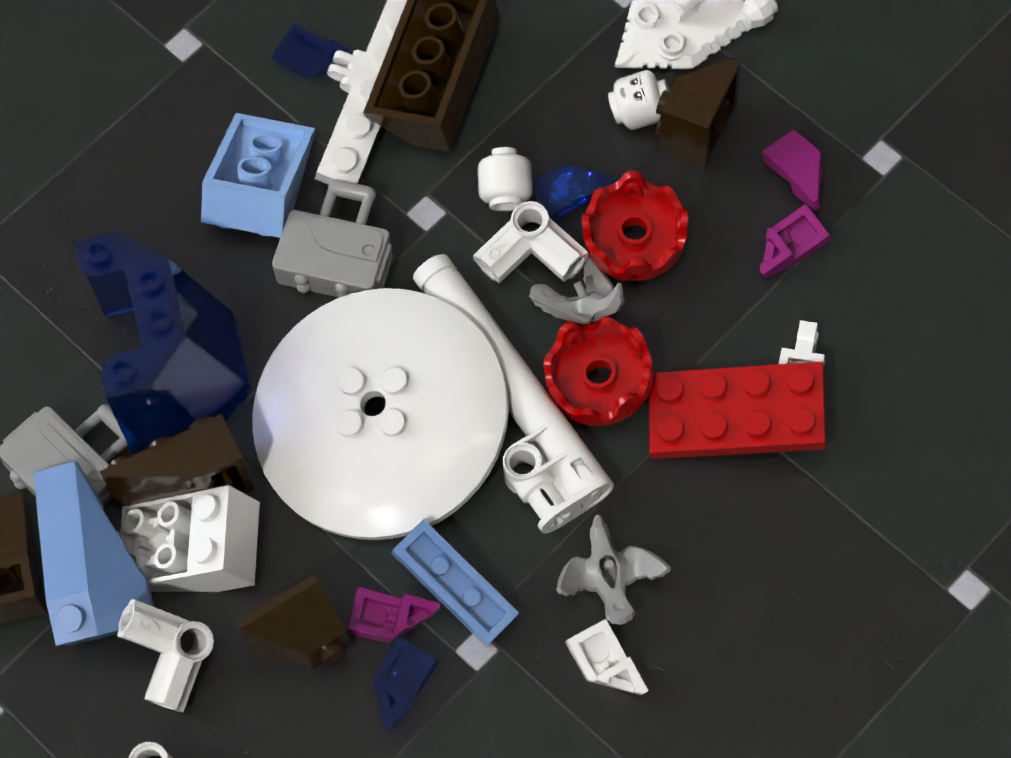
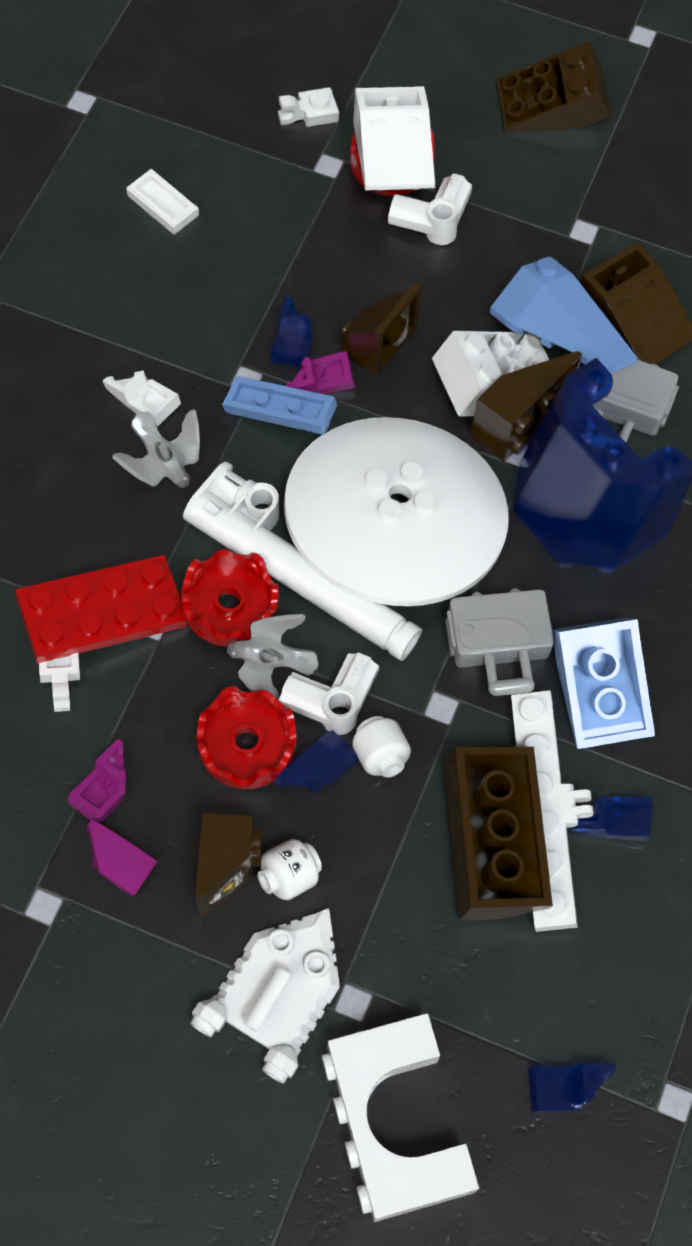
camera: 150 degrees right, 0 degrees up
(162, 632) = (467, 295): white piece -> none

